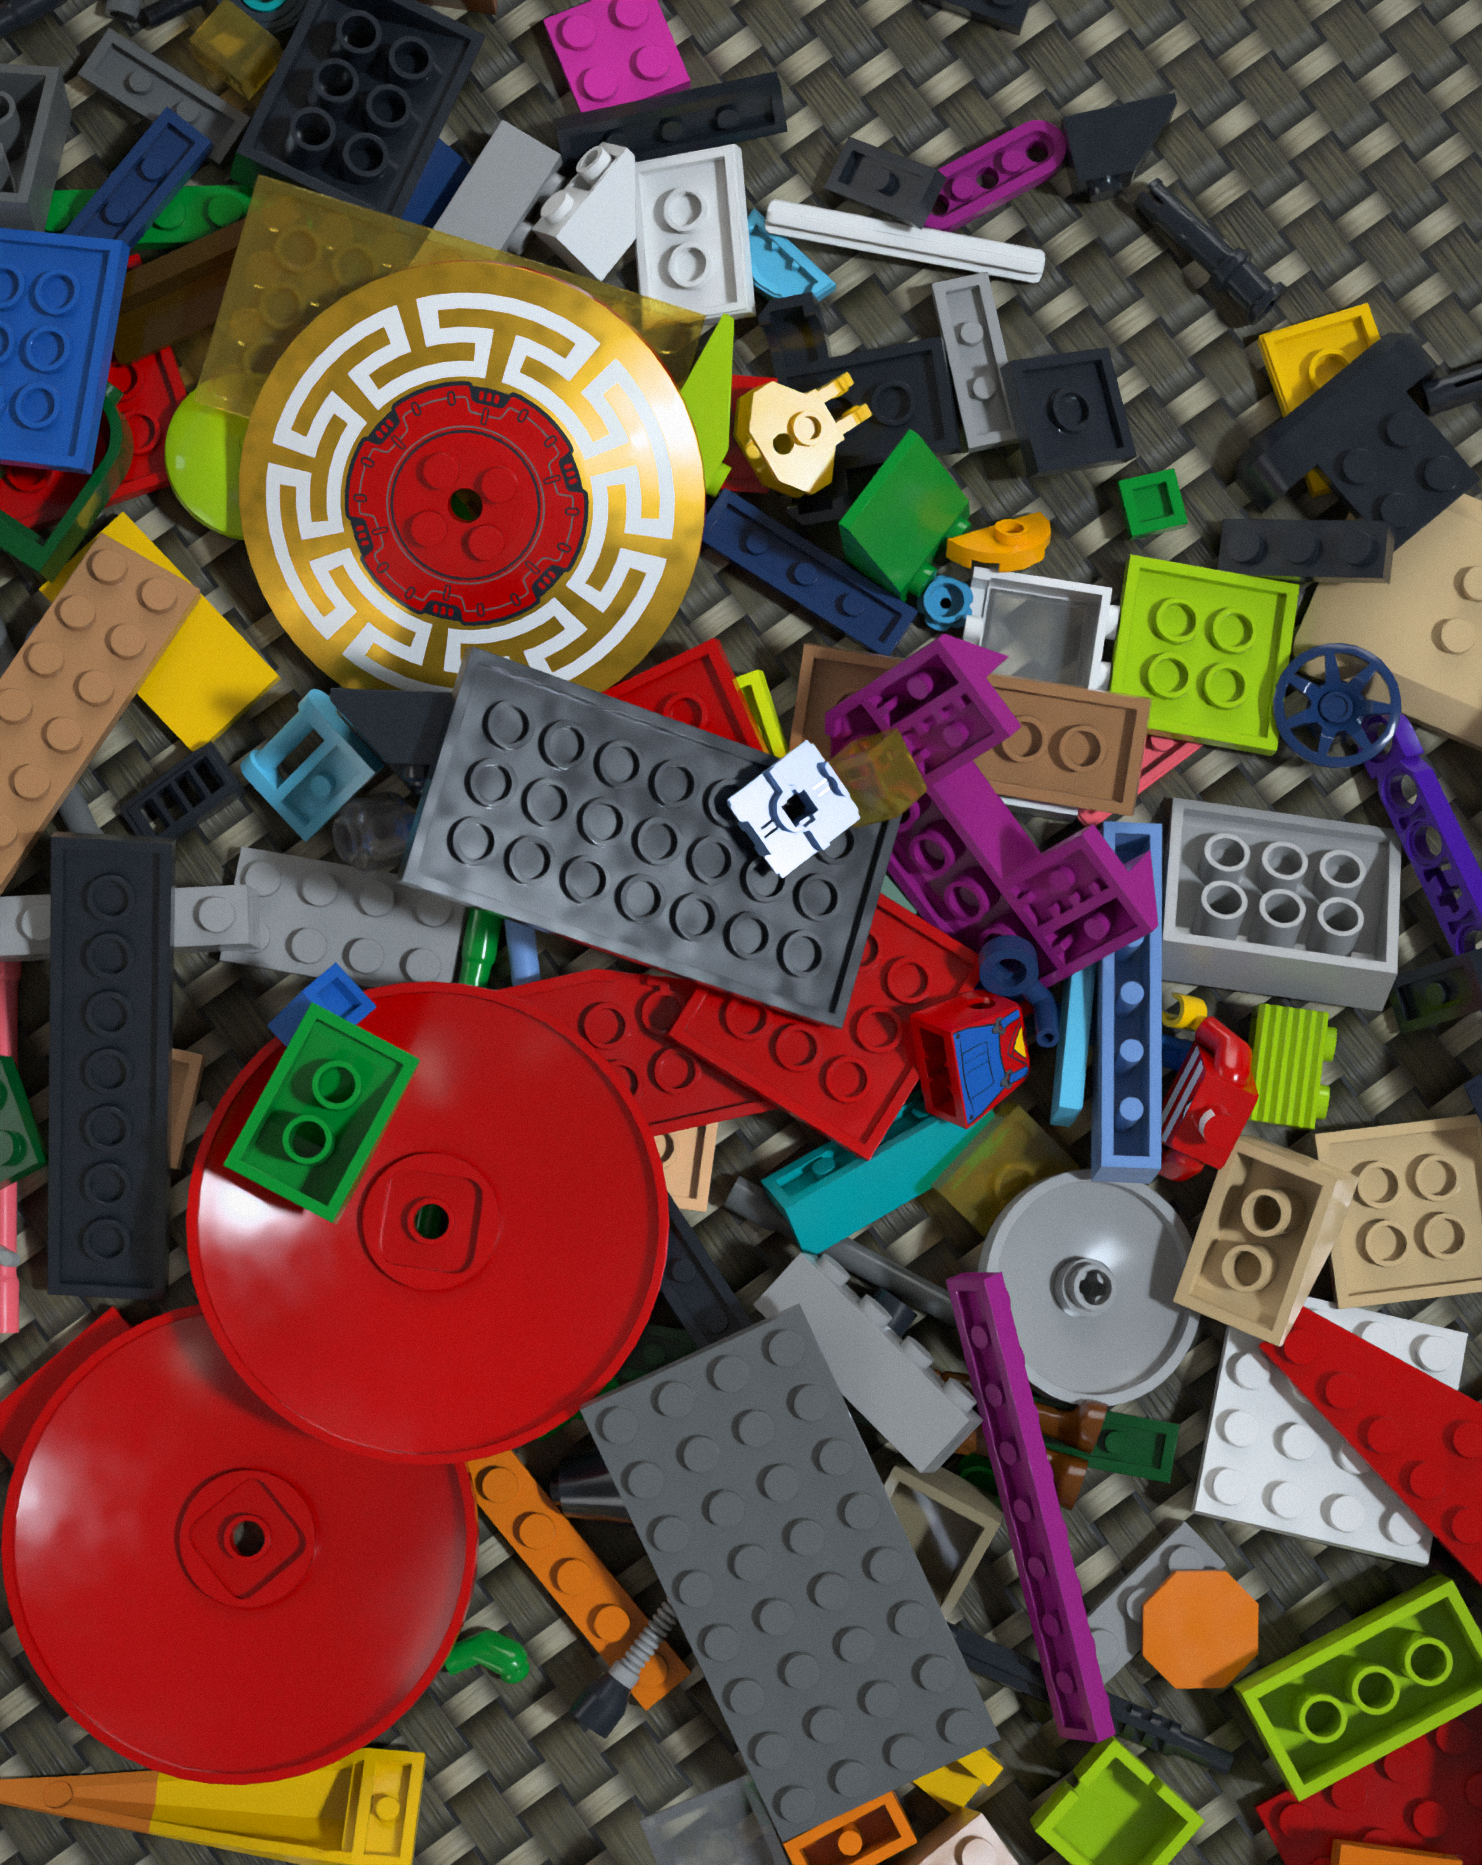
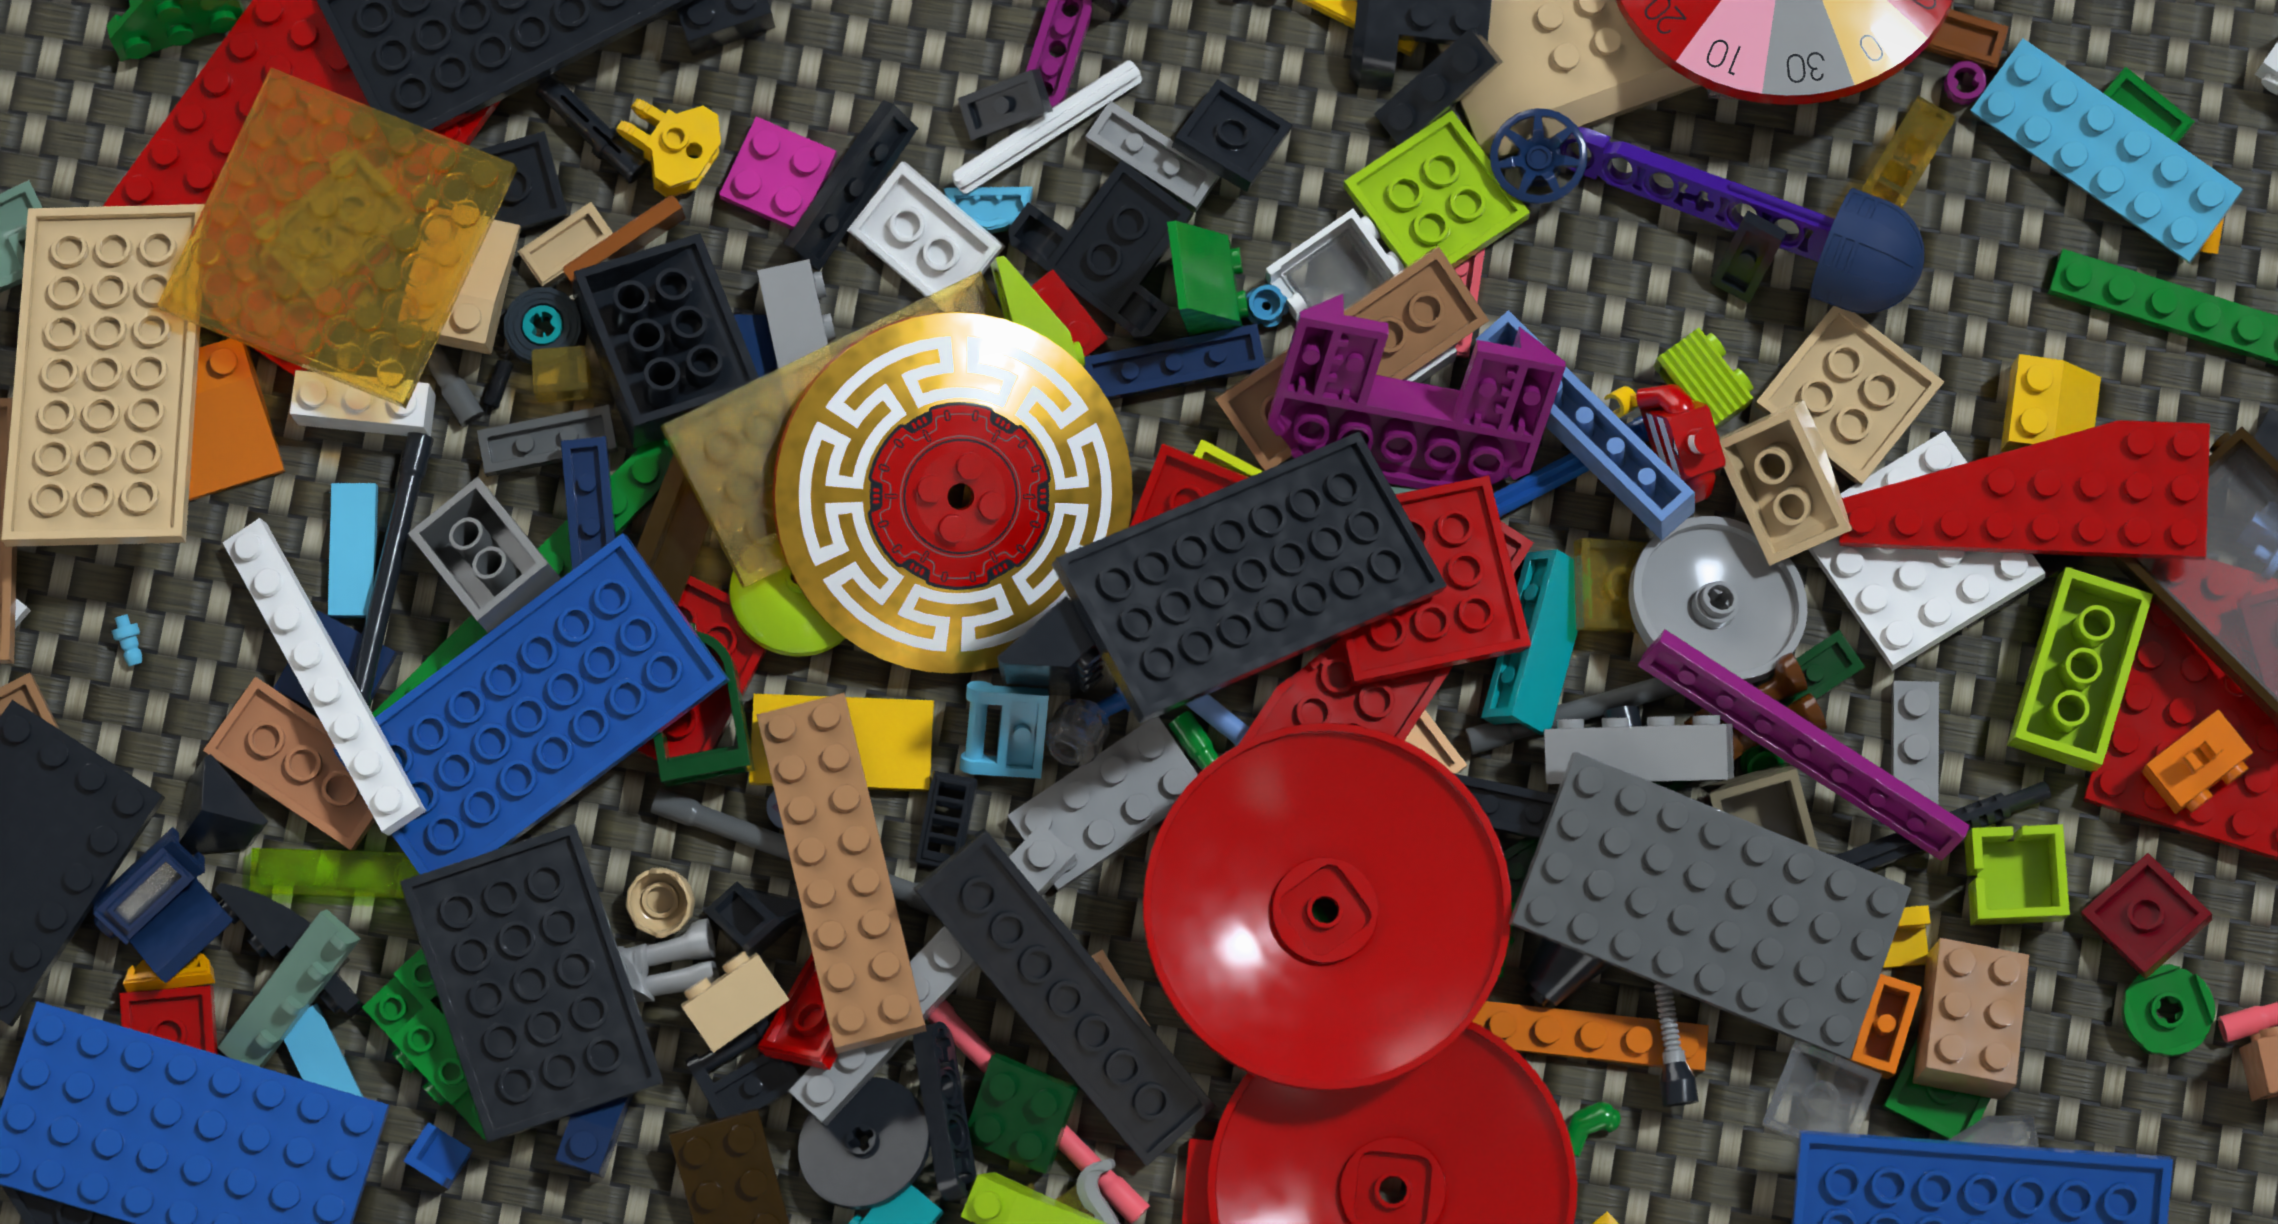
camera: 45 degrees left, 5 degrees down
(323, 1113) = (1218, 894): green slope -> none
(331, 991) = (1160, 847): blue panel -> none
(594, 214) = (859, 274): white slope -> none
(798, 429) = (1095, 289): hinge -> none
(825, 817) = (1310, 510): piece -> none
(879, 776) = (1332, 430): clear yellow panel -> none
(971, 1053) = (1529, 533): red torso -> none
(1010, 543) = (1271, 237): light orange plate -> none
(1020, 978) = (1515, 467): dark blue plate -> none
(1072, 1047) = (1579, 478): medium azure tile -> none
(1151, 504) = (1326, 143): green plate -> none
(1199, 1629) = (1959, 729): orange piece -> none
(1280, 904) = (1615, 293): light grey slope -> none

